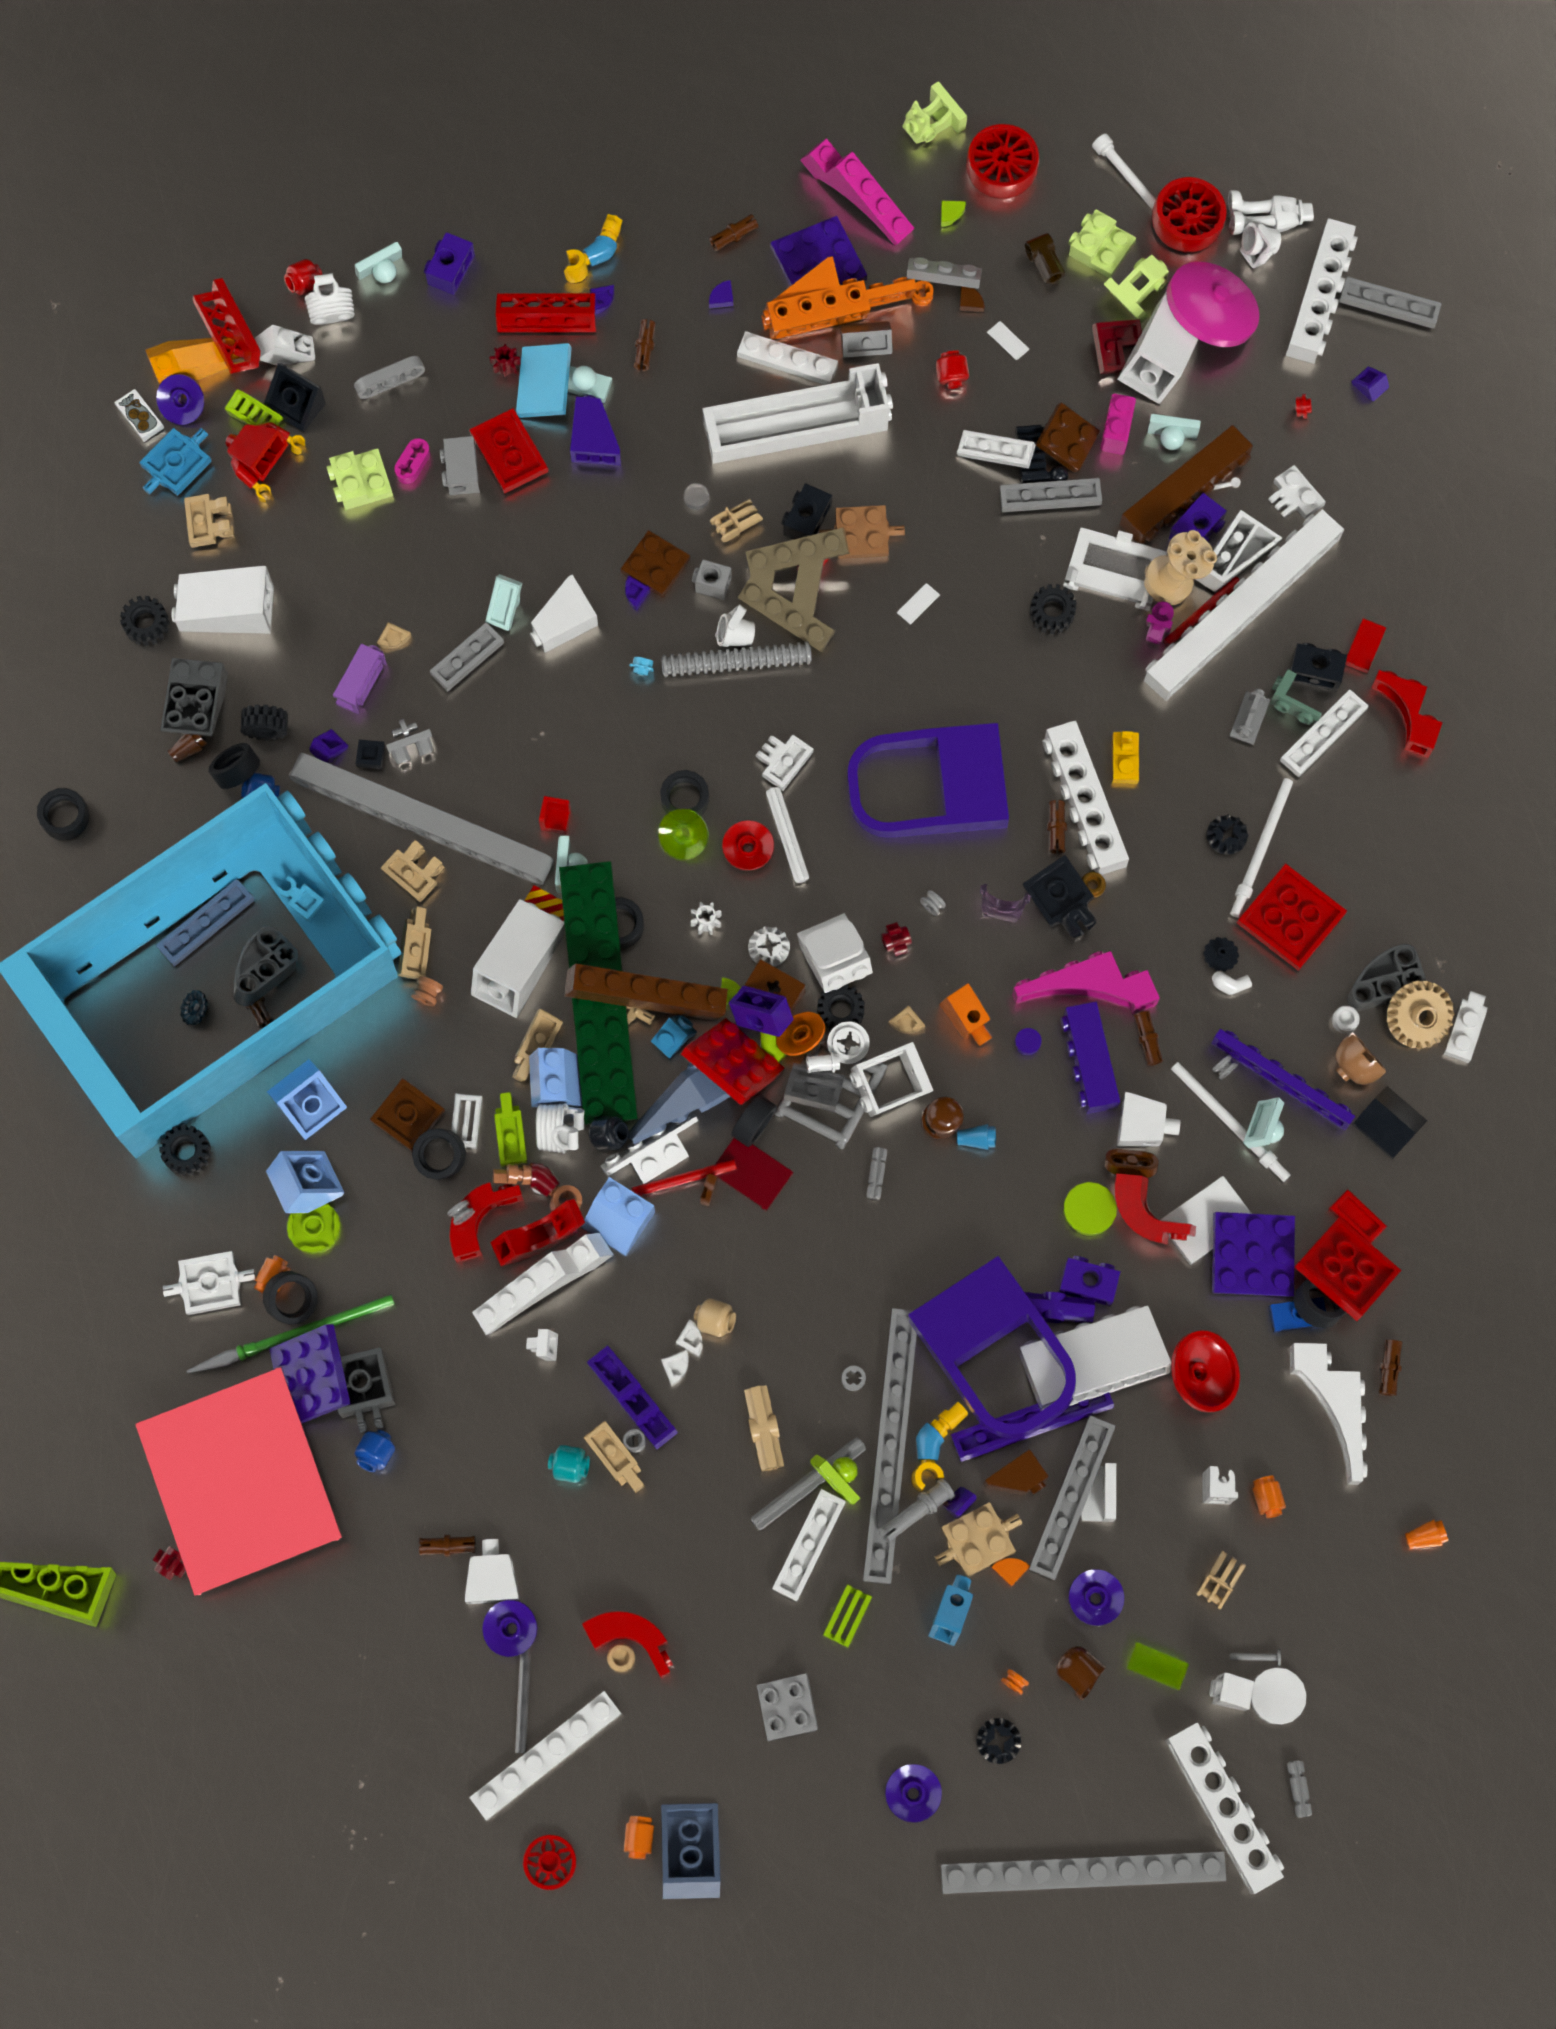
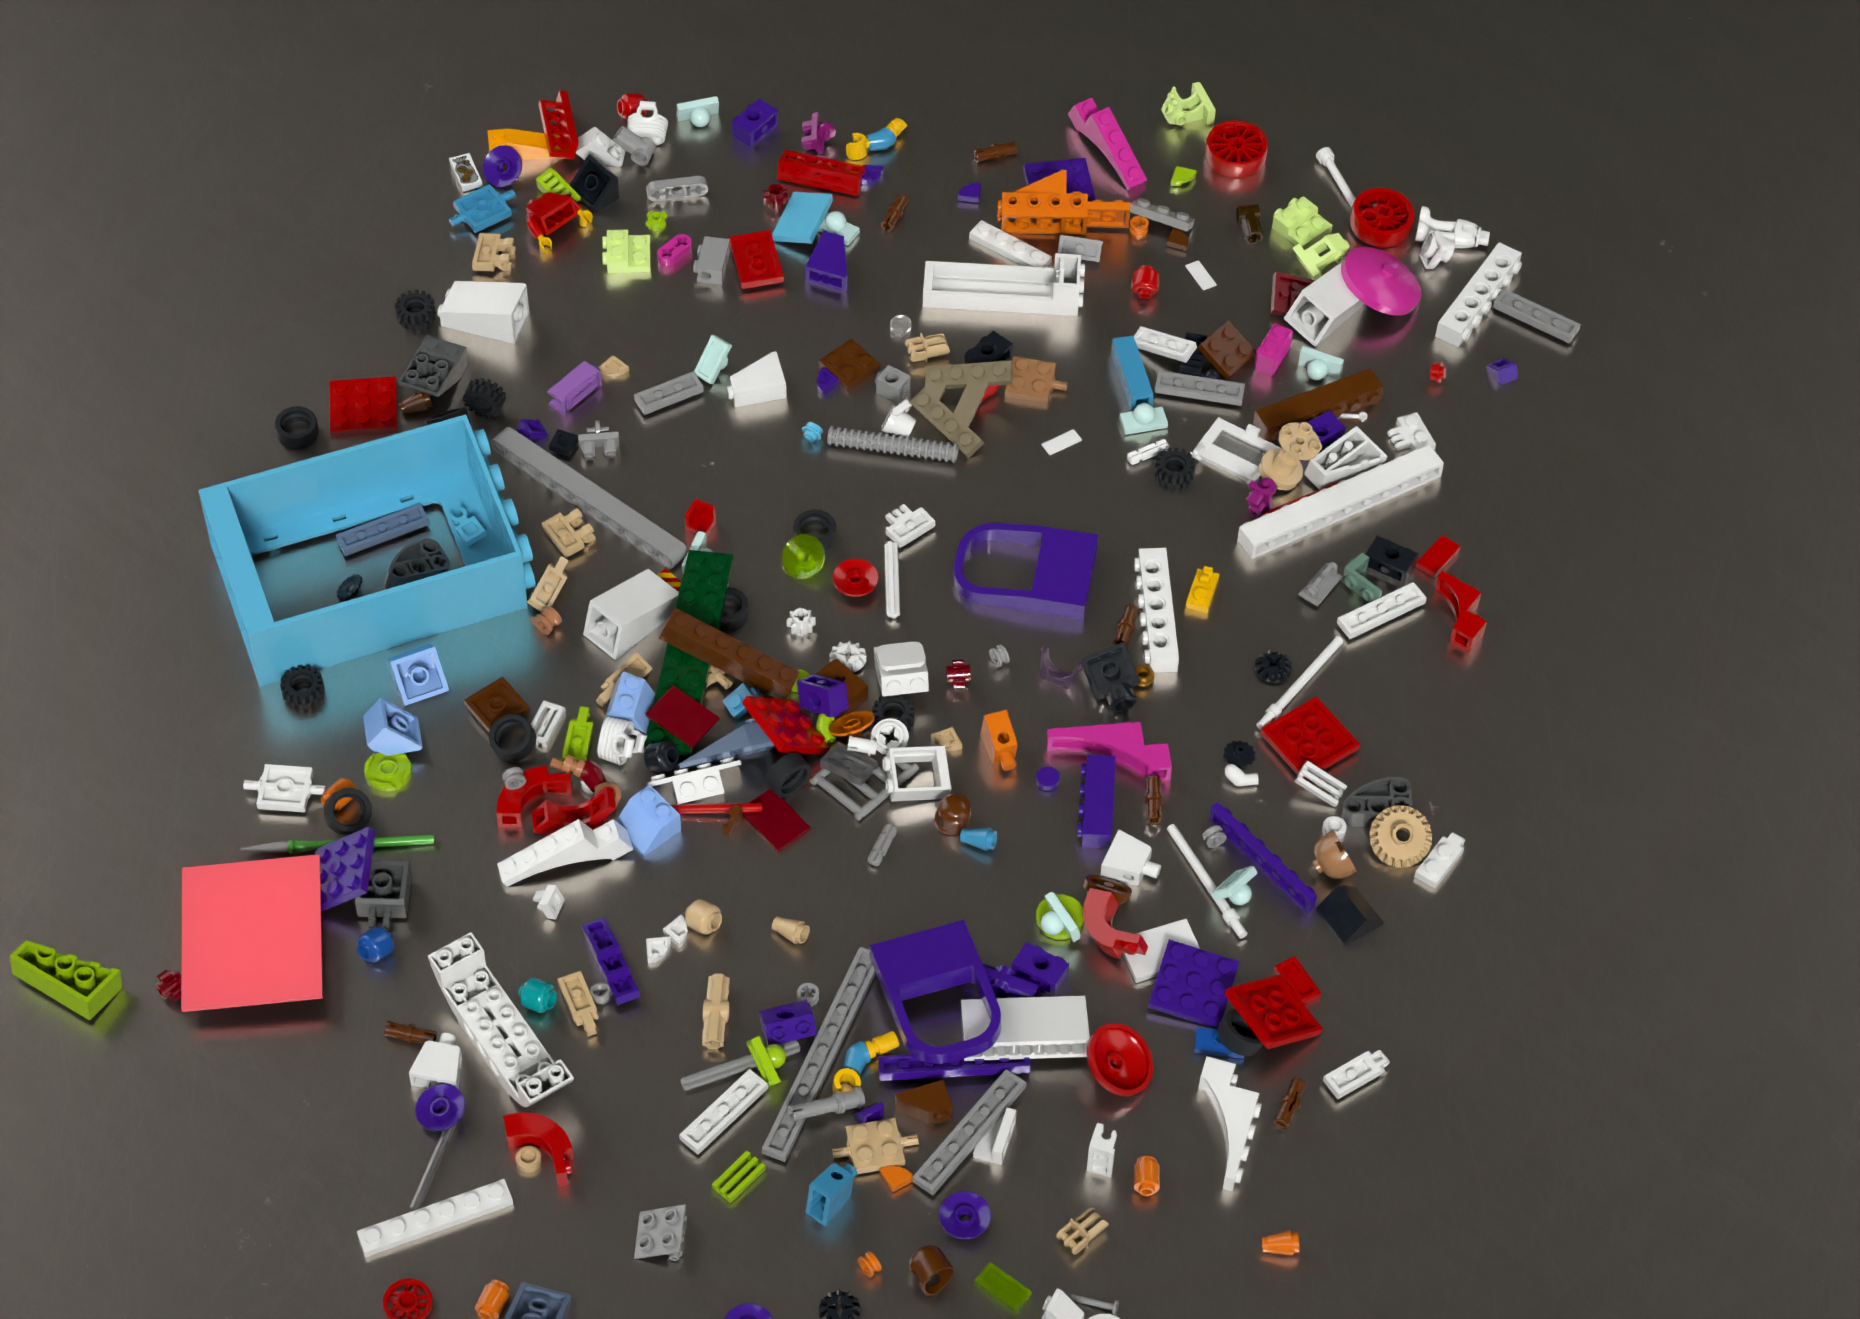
camera: 15 degrees right, 20 degrees down
(128, 764) = (363, 406): none -> red plate
(329, 333) = (640, 148): none -> light grey piece
(379, 432) = (656, 220): none -> lime plate
(529, 259) = (817, 133): none -> magenta hips
(546, 1523) = (495, 1023): none -> white slope
(617, 1080) = (682, 716): none -> dark red piece
(812, 1305) = (793, 930): none -> tan cone
(845, 1424) = (787, 1022): none -> dark purple brick
(971, 495) = (1131, 371): none -> dark azure brick
(1000, 552) = (1143, 419): none -> light aqua tile
(1016, 593) = (1147, 451): none -> white axle
(1090, 1222) = (1058, 918): none -> light aqua tile
(1339, 978) = (1324, 776): none -> white tile
(1448, 1313) = (1356, 1073): none -> white hinge

